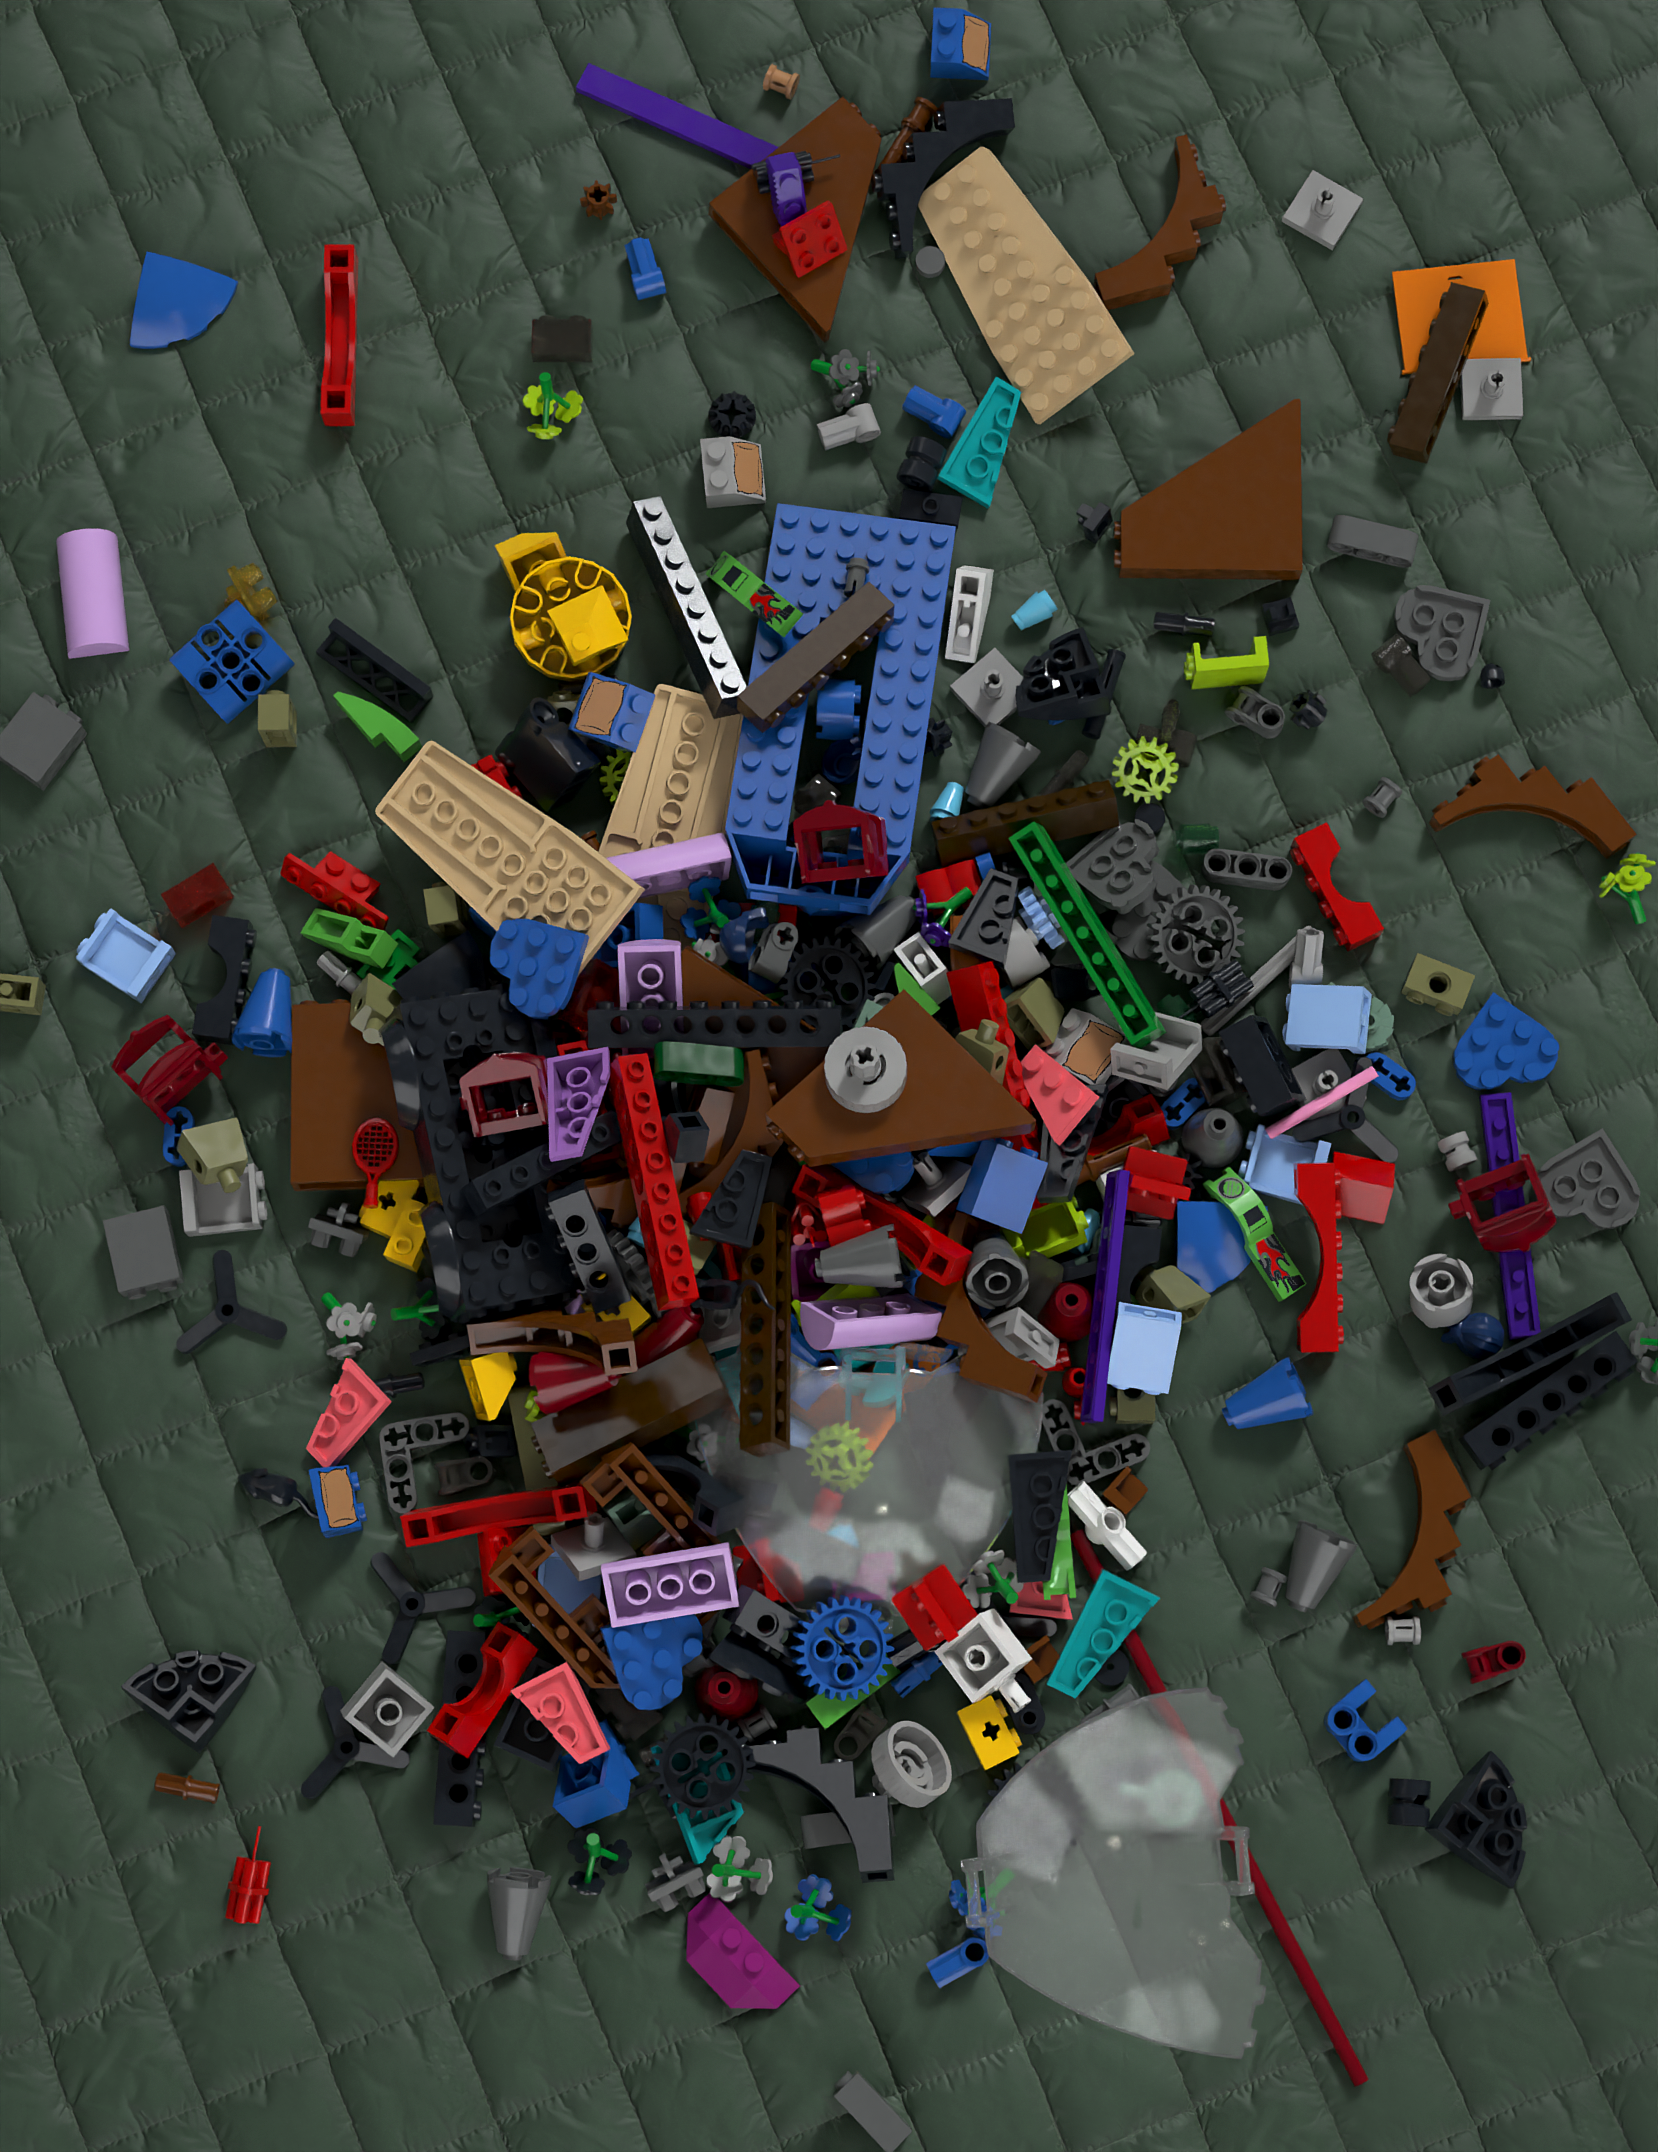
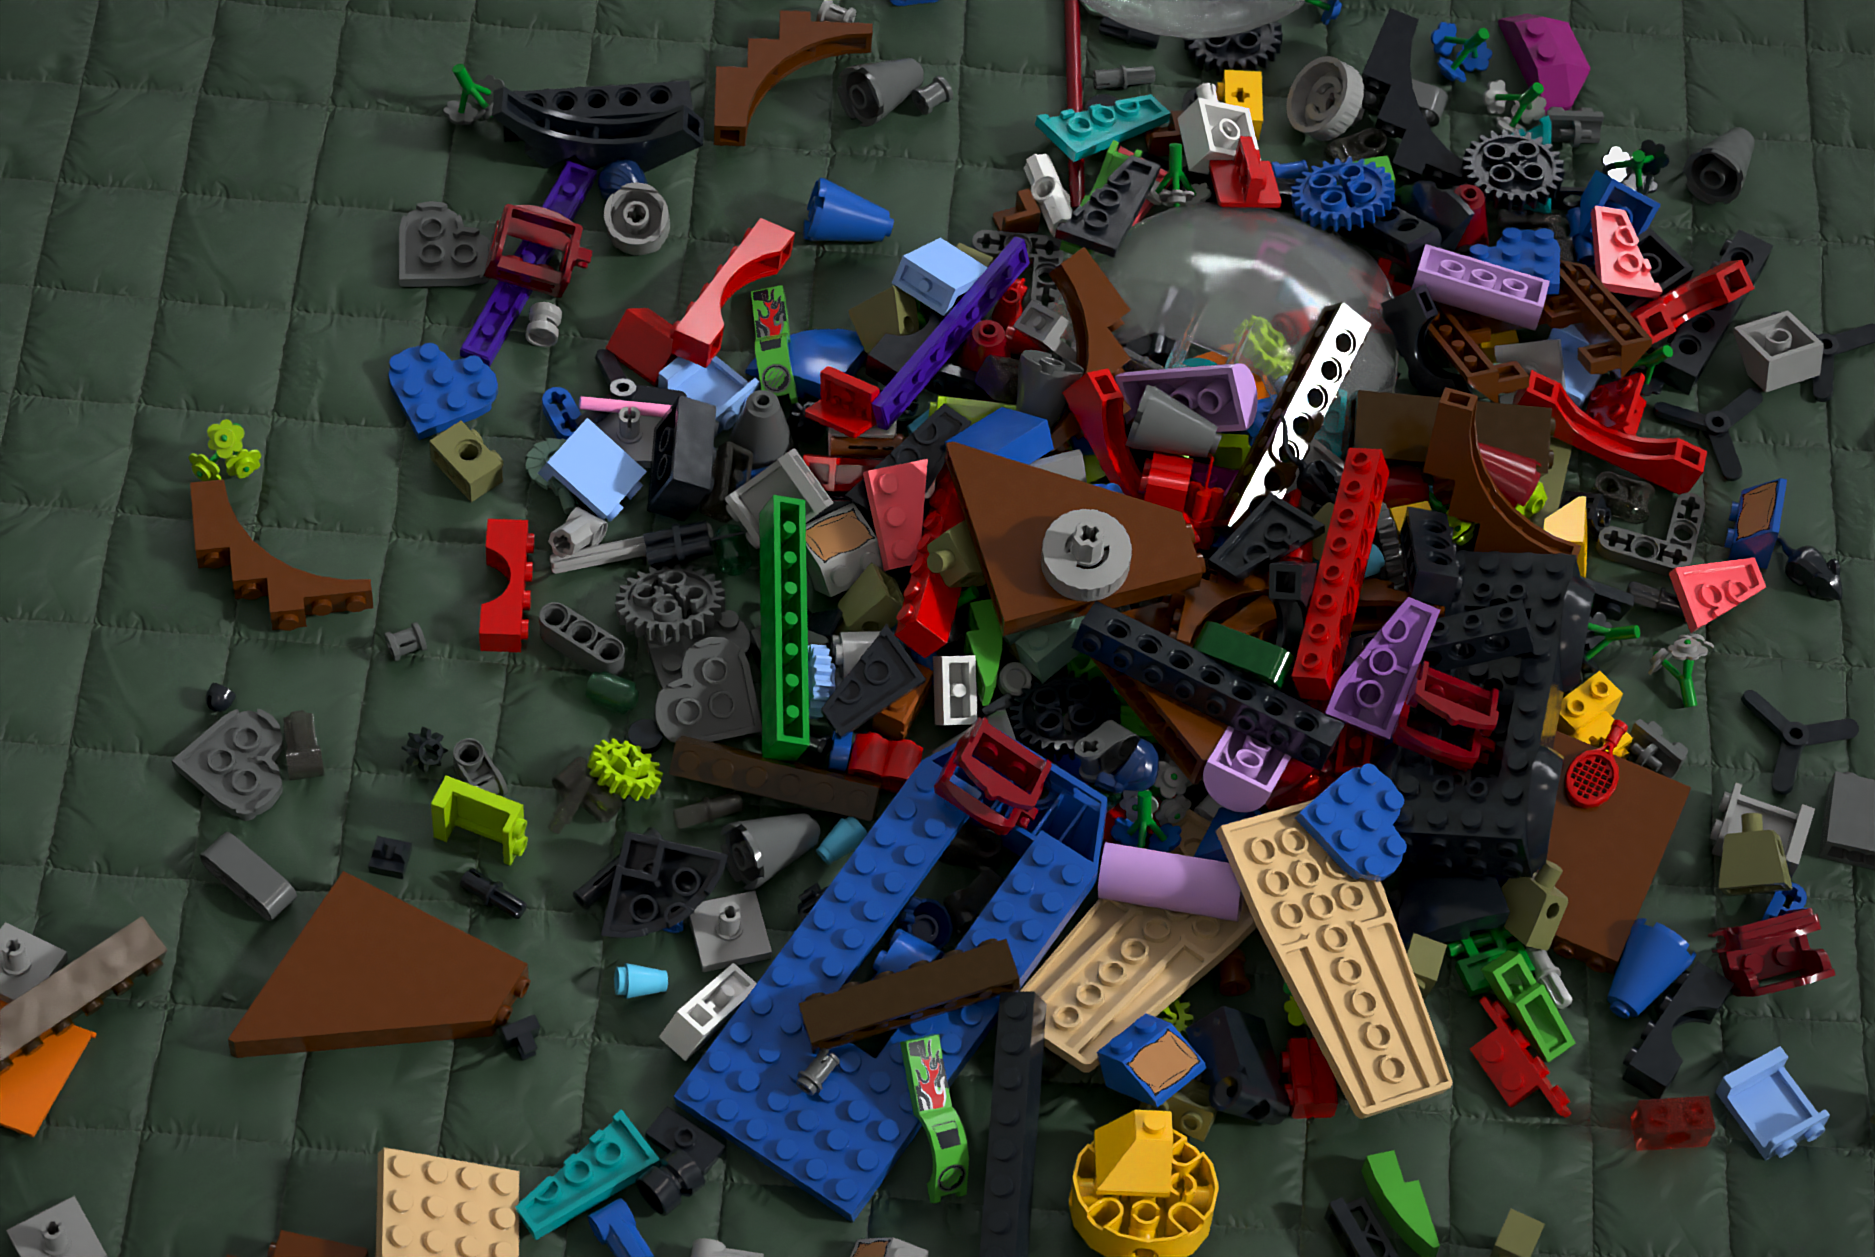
camera: 160 degrees left, 20 degrees down
(934, 930) = (921, 731): plant -> none

